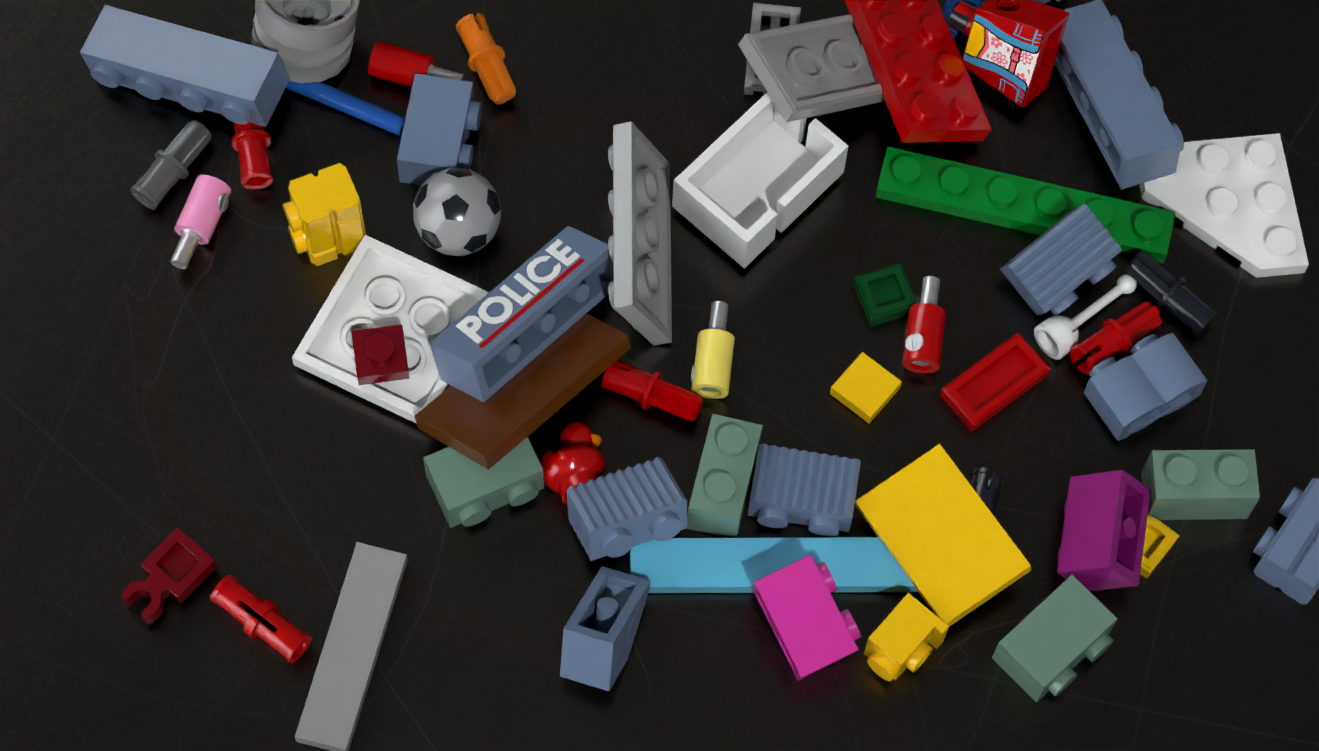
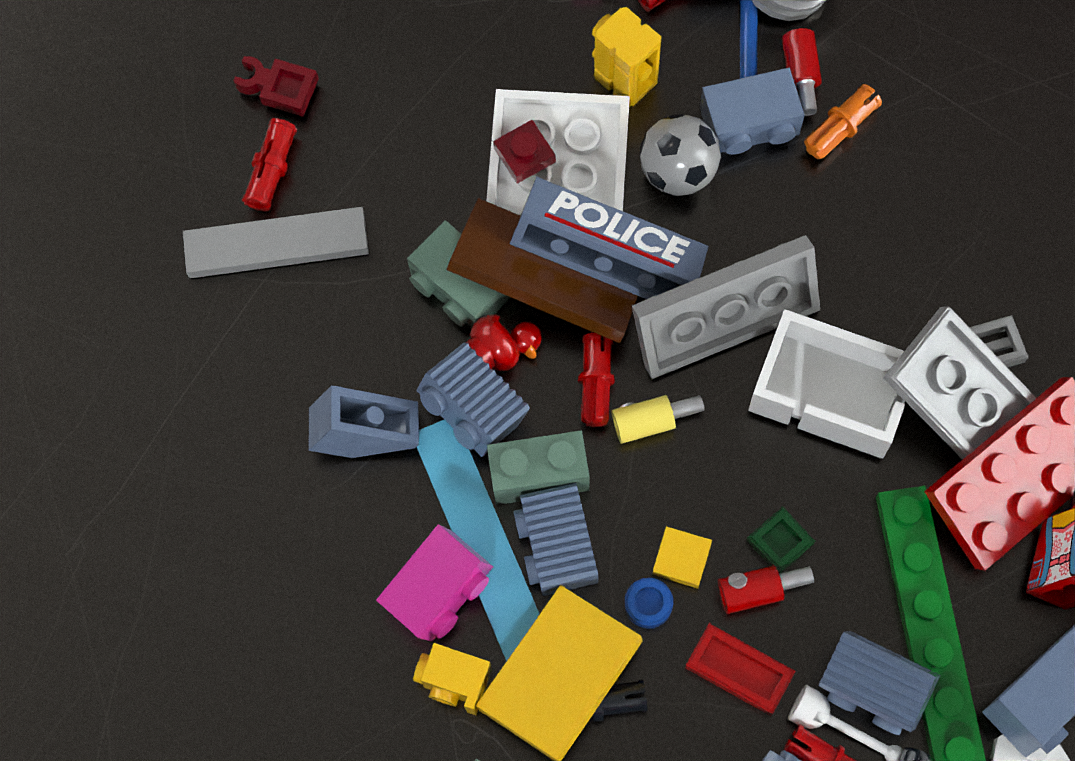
camera: 75 degrees right, 5 degrees up
(897, 436) = (648, 602): none -> blue tile

